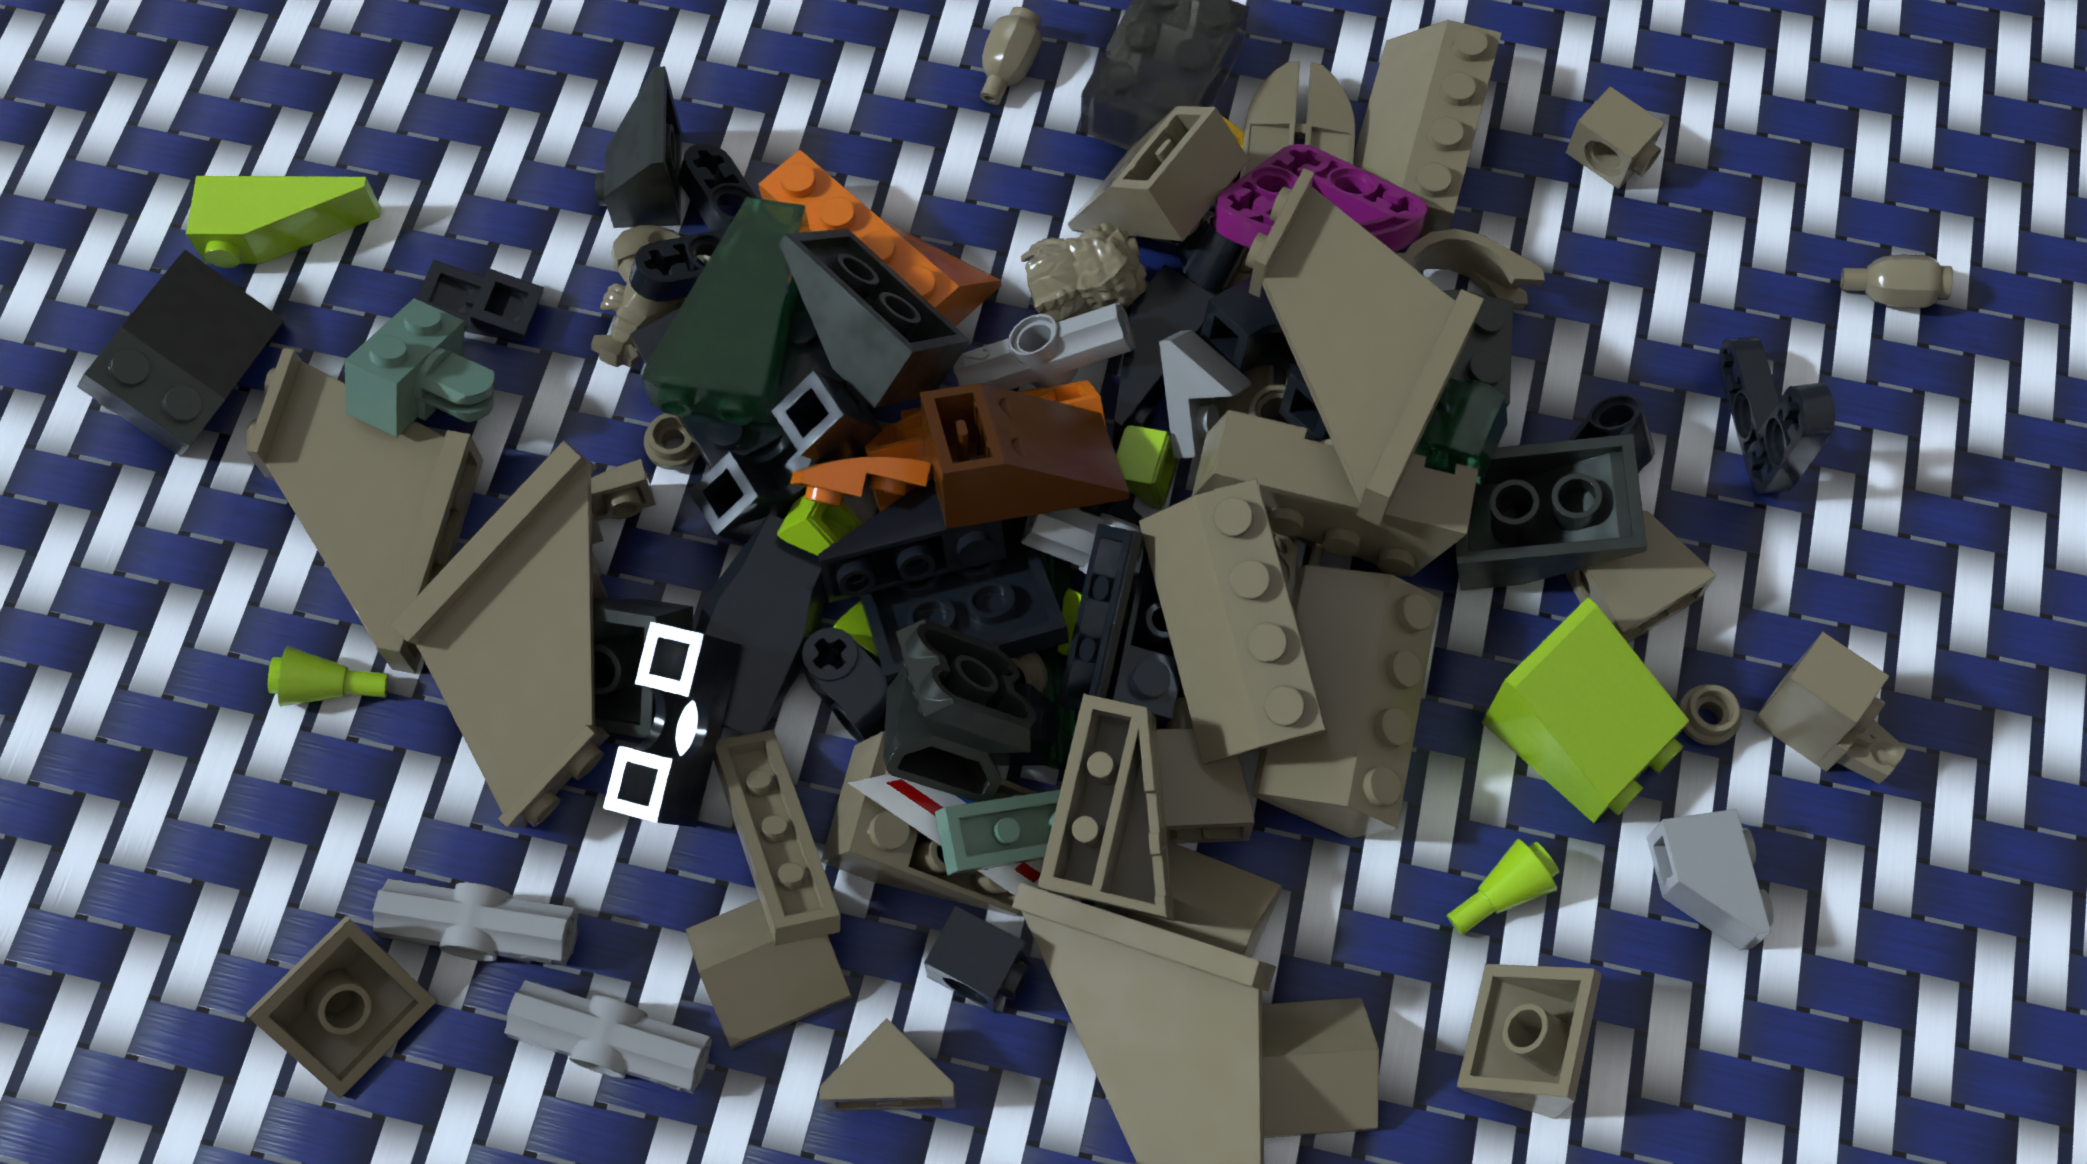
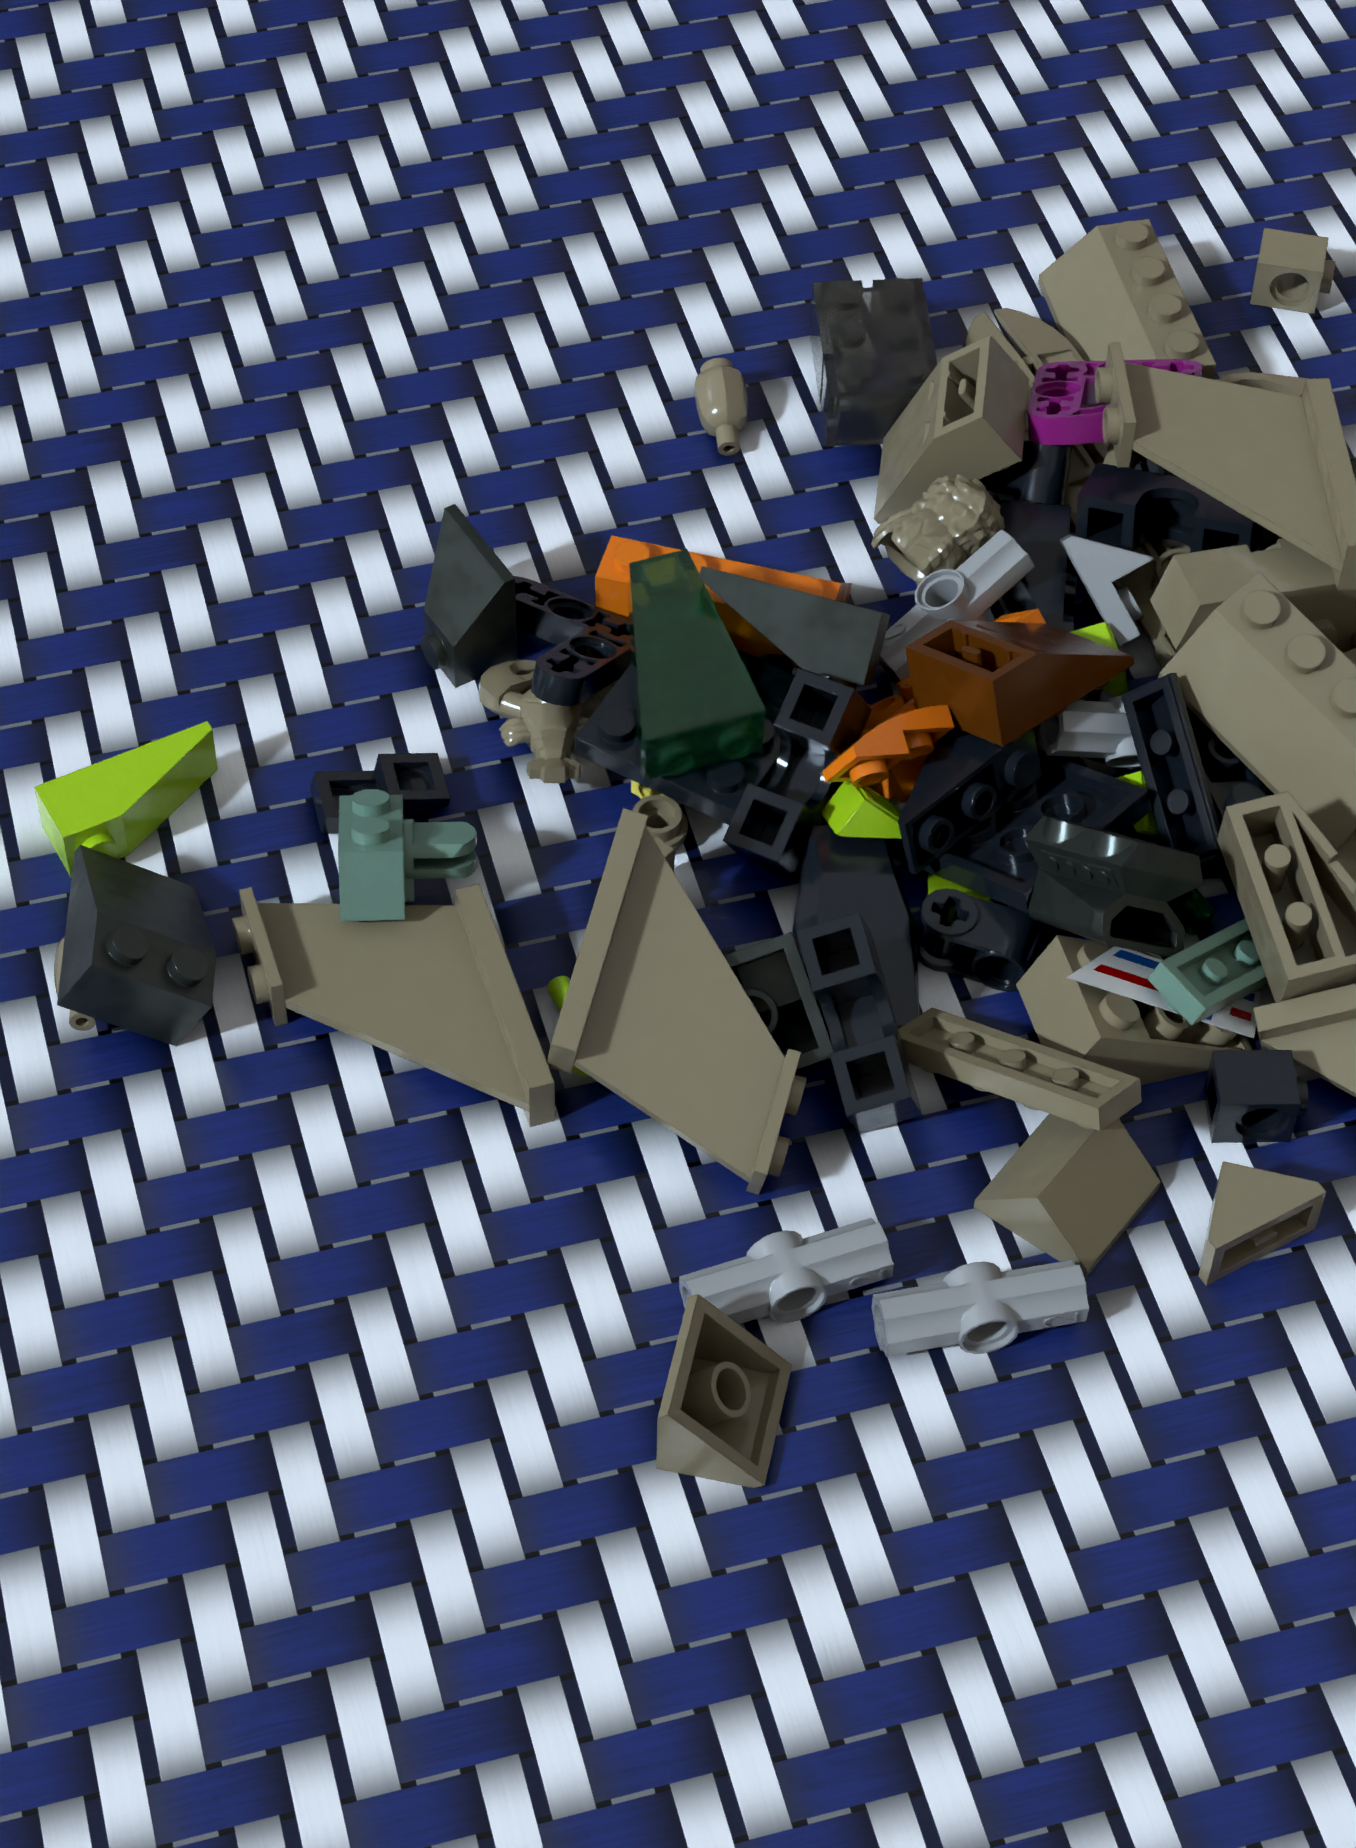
camera: 30 degrees left, 15 degrees down
(307, 678) = (465, 1158): lime cone -> none

